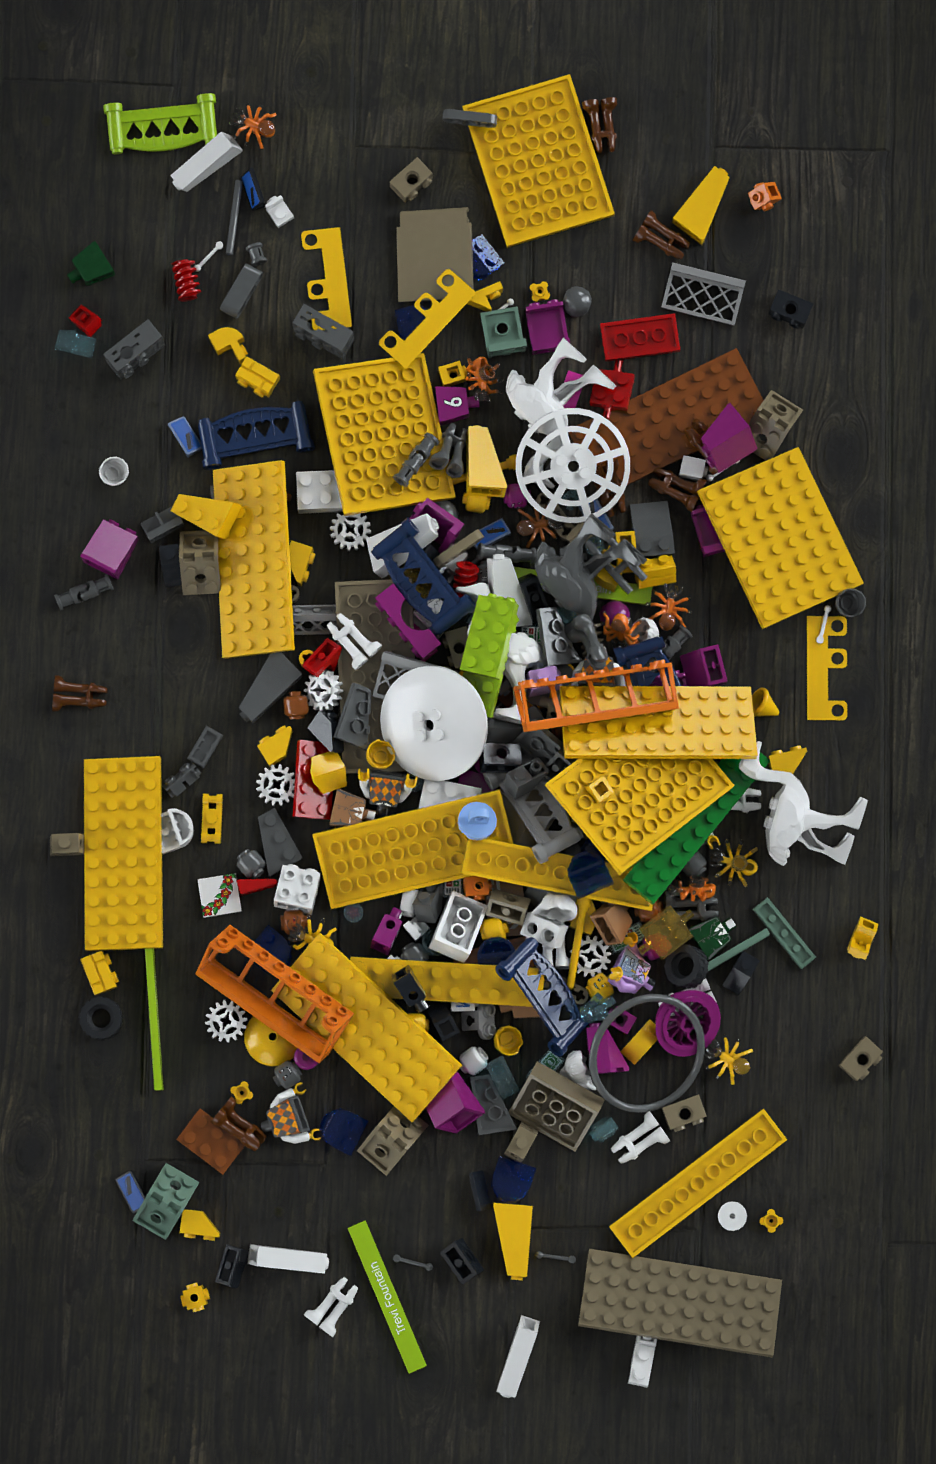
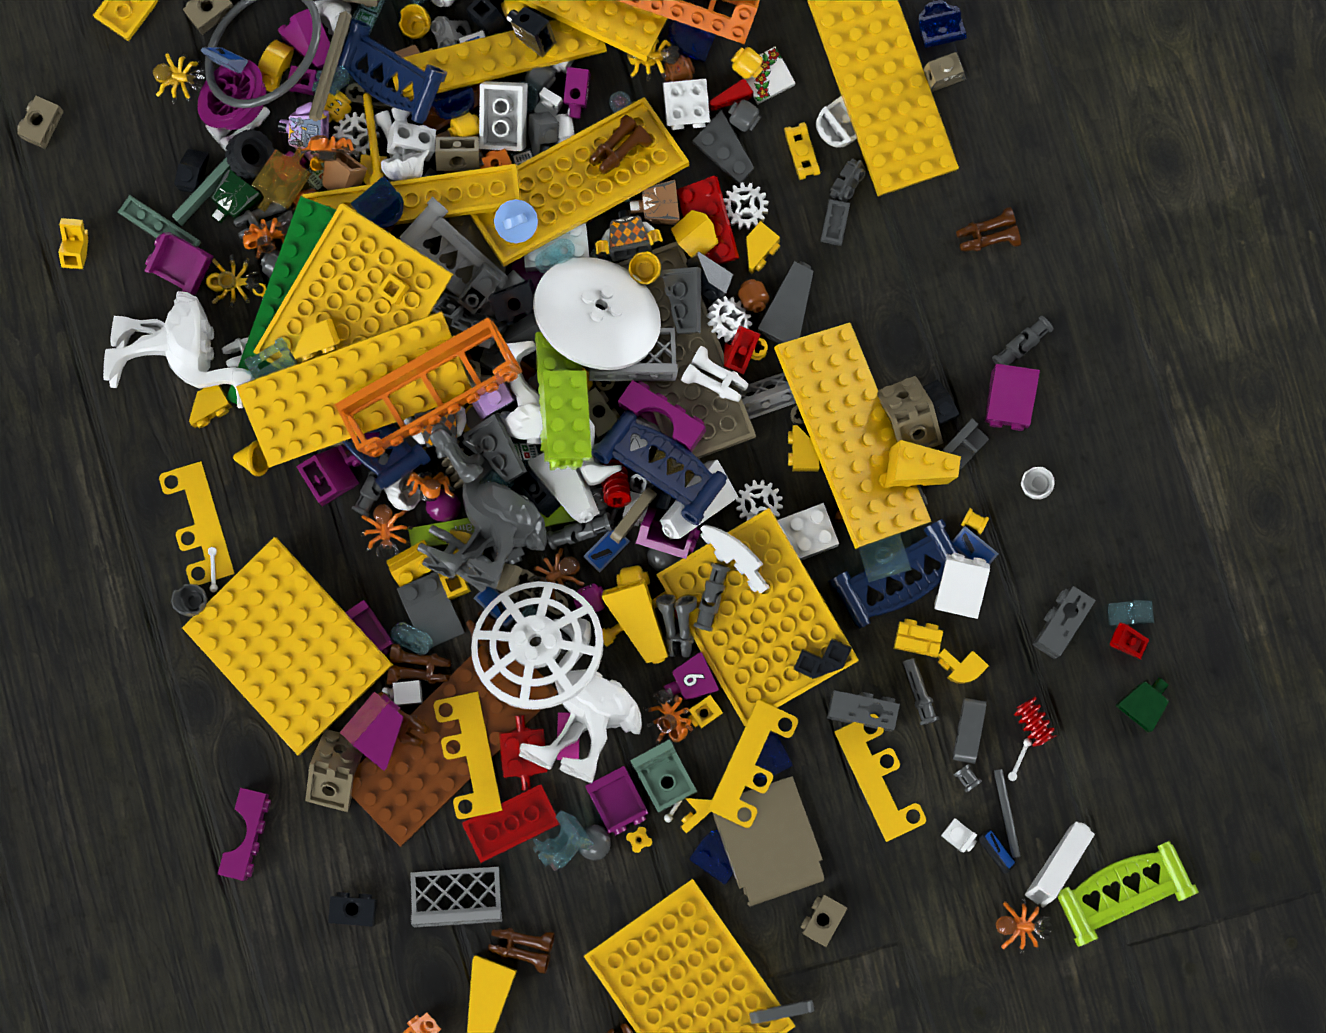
camera: 170 degrees right, 0 degrees up
(54, 889) = (940, 24): none -> clear blue slope
(176, 457) = (975, 521): none -> yellow bush
(206, 406) = (962, 585): none -> white panel
(233, 907) = (747, 63): none -> yellow head
(261, 447) = (884, 558): none -> clear light blue tile
(271, 325) = (923, 702): none -> dark grey pin
(349, 866) = (613, 158): none -> reddish brown piece
(350, 376) = (816, 666): none -> black tile
(387, 490) = (729, 549): none -> white slope
(453, 786) = (553, 254): none -> clear light blue plate
(593, 1012) = (330, 66): none -> dark tan axle
(613, 301) = (555, 850): none -> clear light blue tile
(619, 941) = (327, 148): none -> animal
(649, 402) = (476, 748): none -> yellow piece
(675, 511) = (411, 638): none -> clear light blue plate
(675, 771) = (315, 338): none -> yellow slope
(681, 1054) = (225, 58): none -> sand blue slope
(718, 764) = (283, 362): none -> clear light blue plate
(775, 893) = (178, 262): none -> magenta panel
(873, 378) = (252, 807): none -> magenta arch

